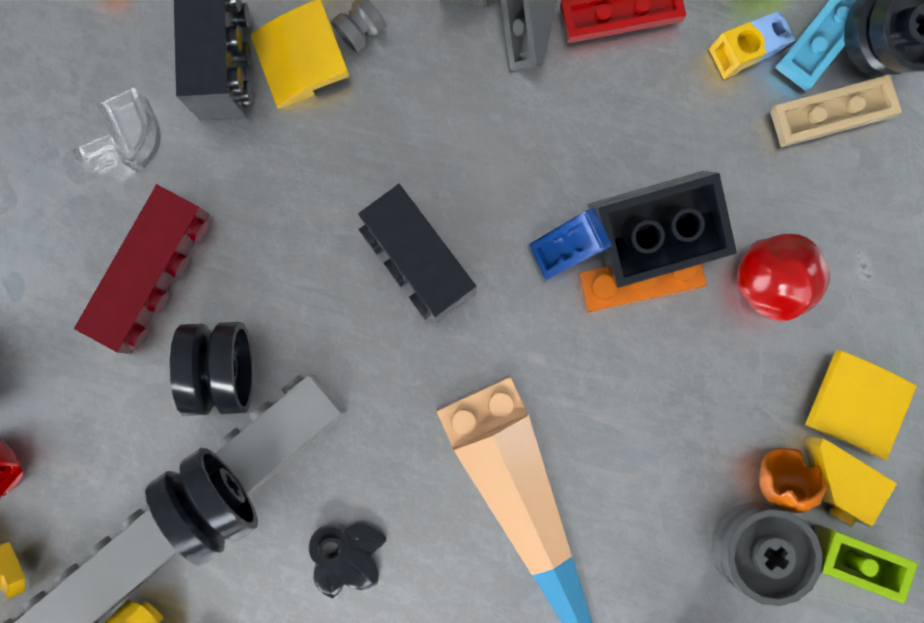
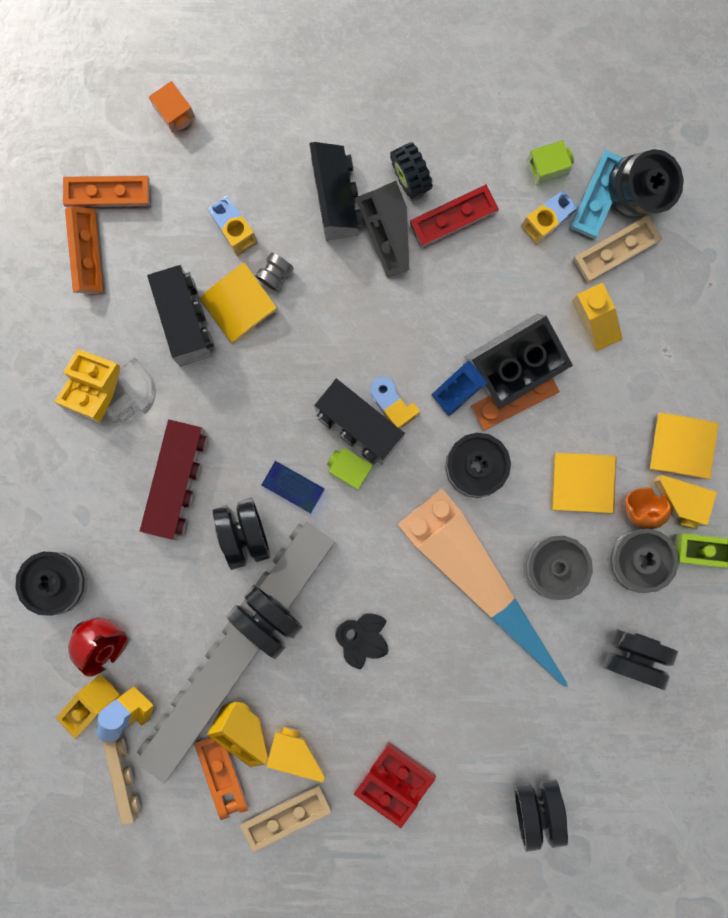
camera: 15 degrees left, 0 degrees up
(66, 113) = (89, 385): none -> yellow slope
(307, 322) = (293, 487): none -> clear blue tile
(389, 316) = (349, 468): none -> lime brick
(464, 228) = (391, 405): none -> leg
(592, 355) = (494, 462): none -> black wheel
(669, 538) = (574, 561): none -> dark grey wheel
(709, 420) = (584, 483): none -> yellow slope
(783, 276) = (608, 373): red piece -> none
(787, 192) = (598, 316): none -> yellow slope

